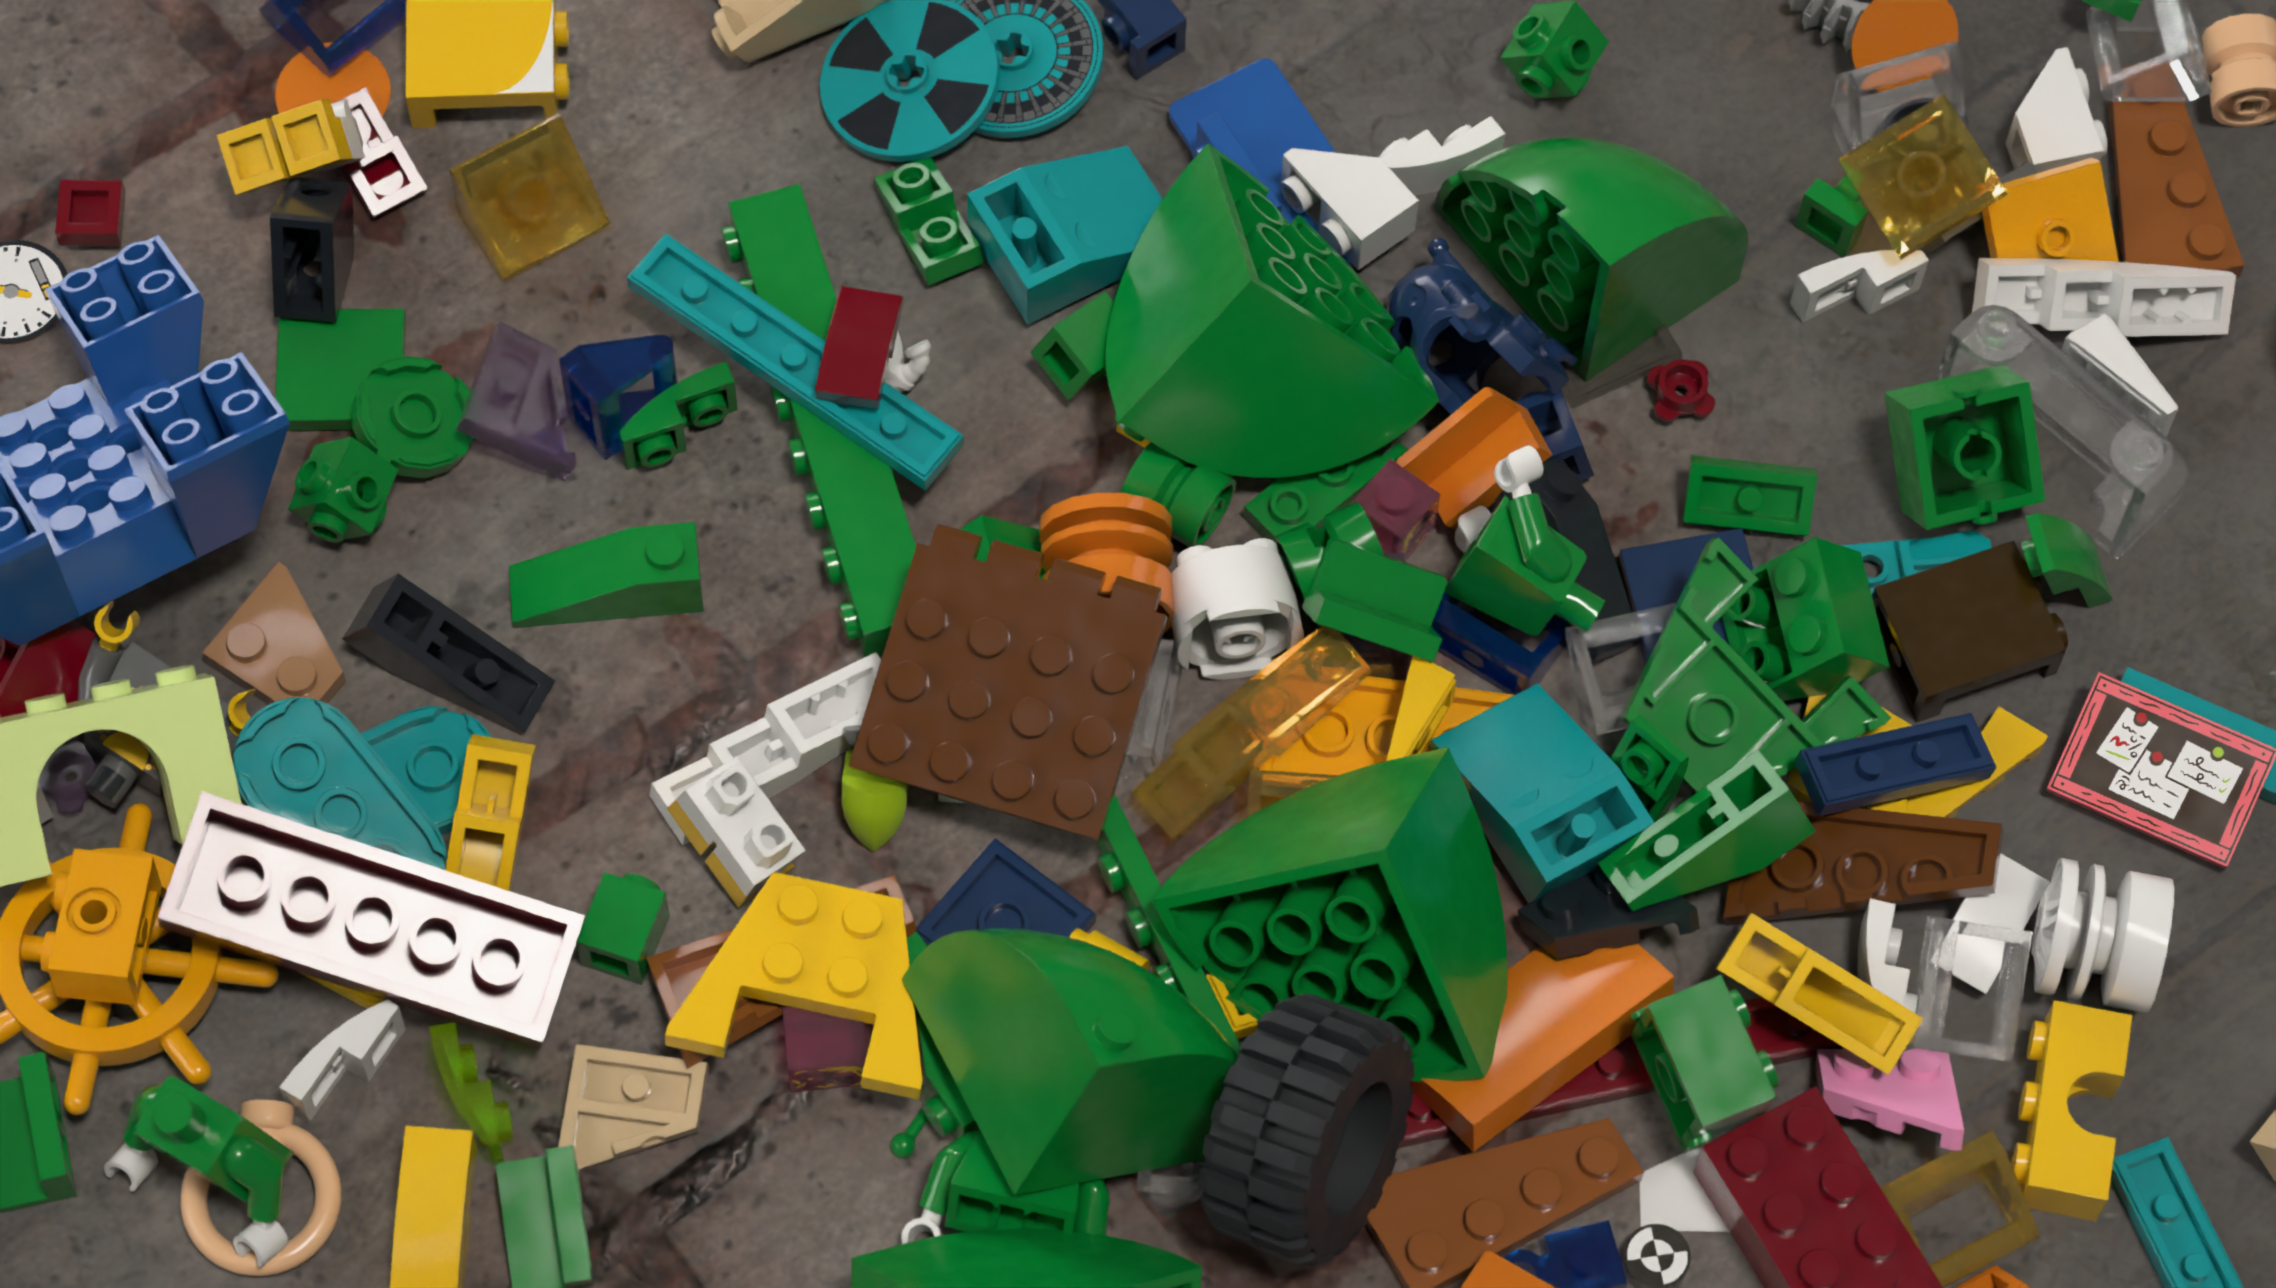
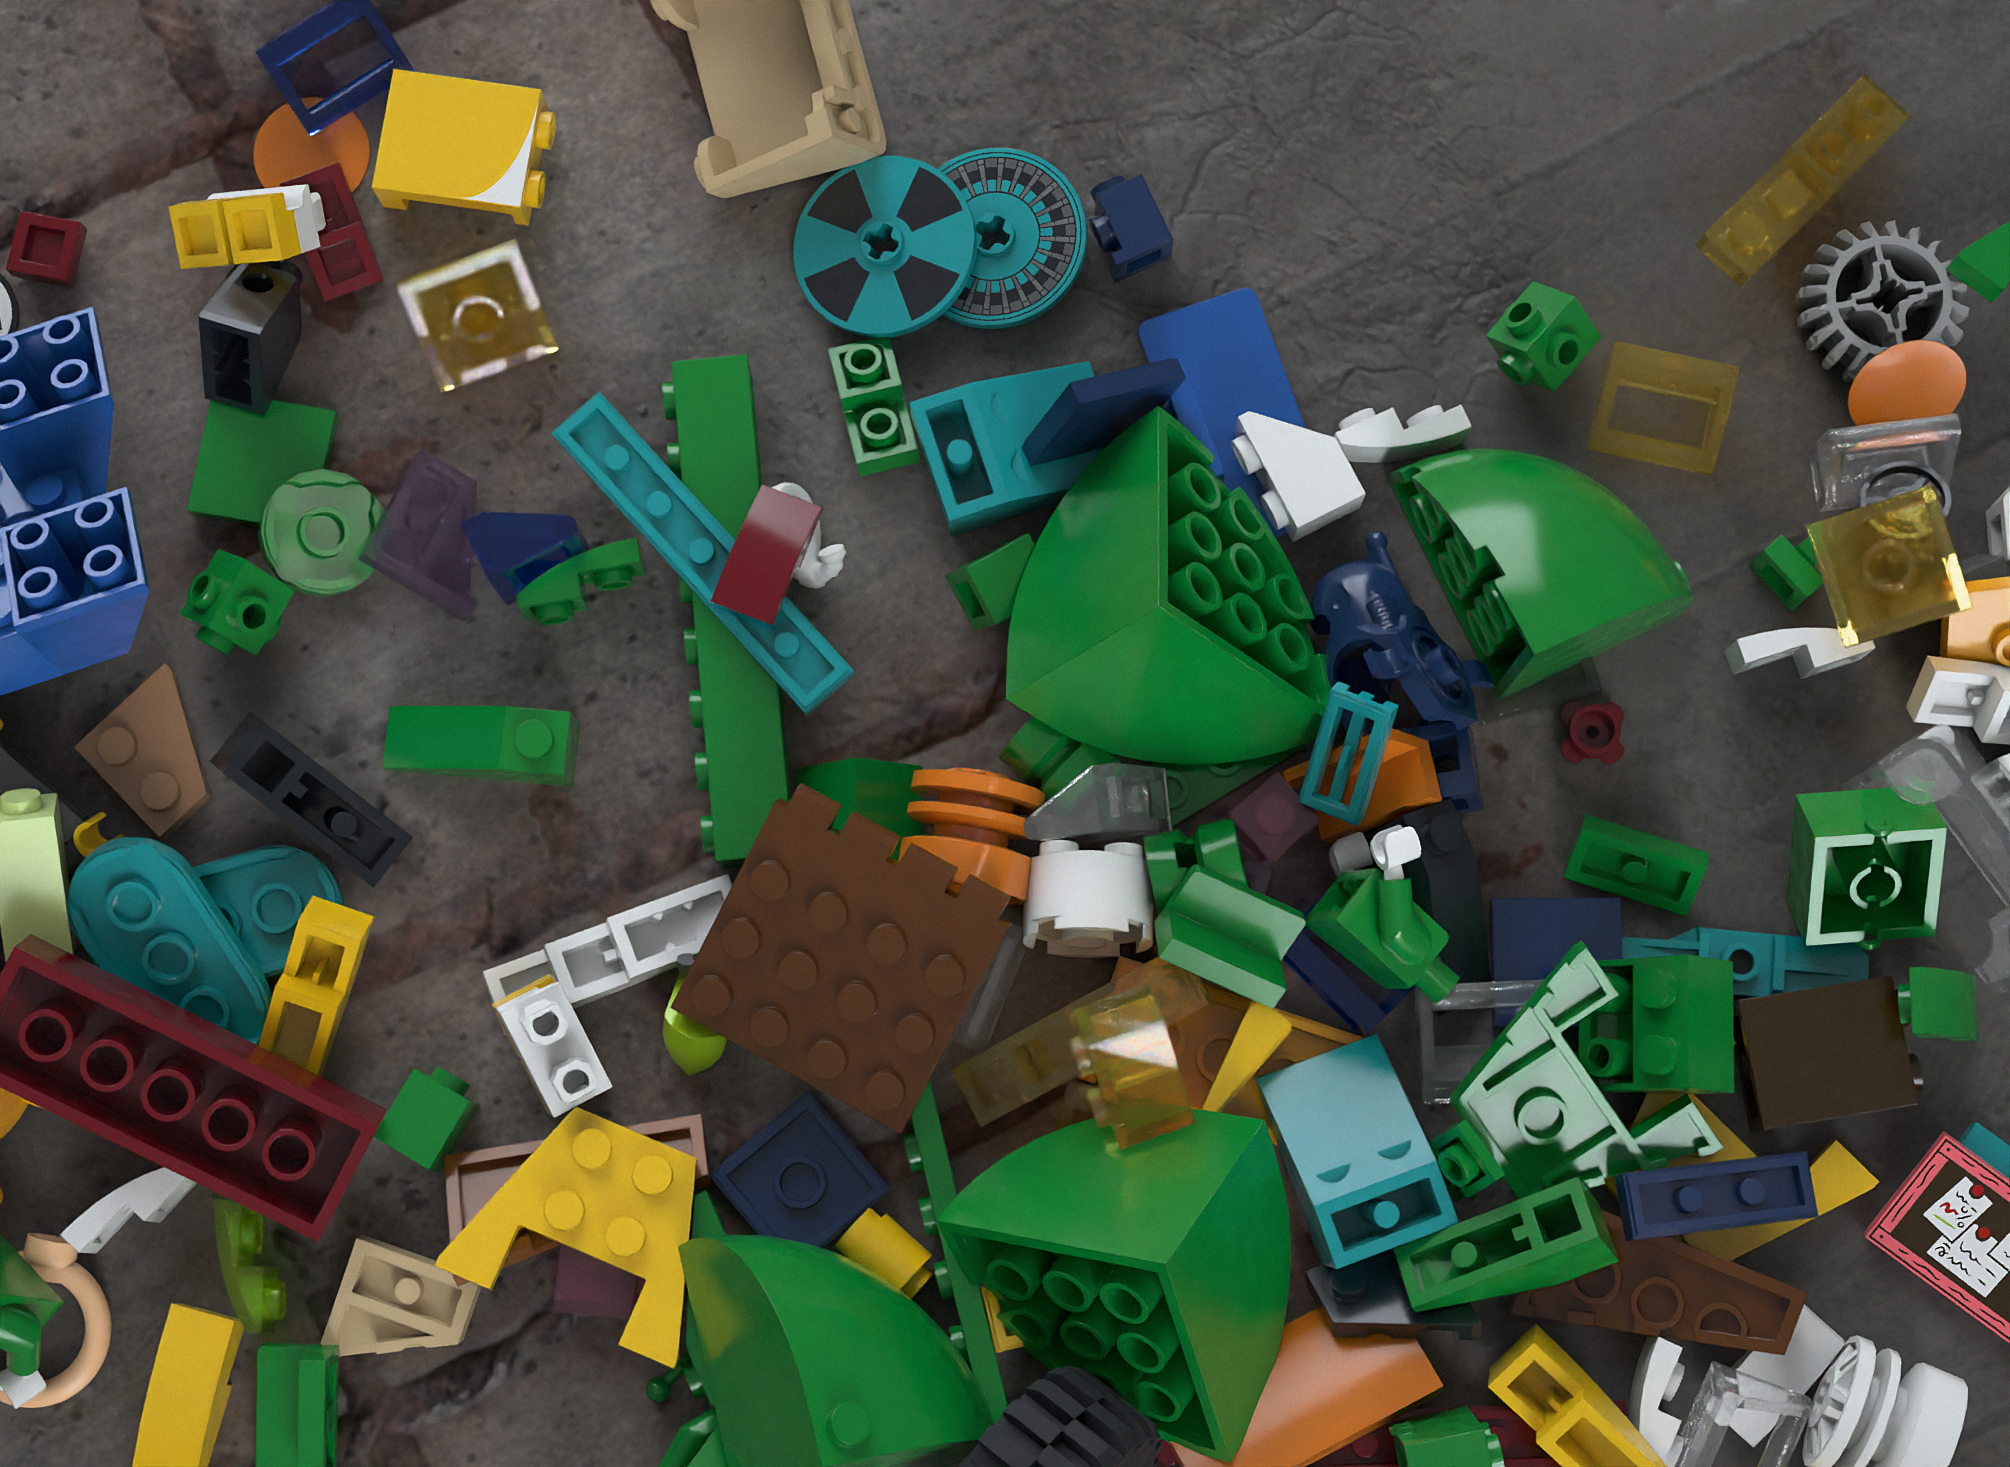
camera: 15 degrees right, 15 degrees up
(1148, 163) = (1100, 409): none -> dark blue tile
(1230, 497) = (1105, 805): none -> clear tile
(1310, 725) = (1133, 1066): none -> clear yellow brick
(1459, 366) = (1362, 708): none -> teal tile
(1681, 67) = (1670, 376): none -> clear yellow tile

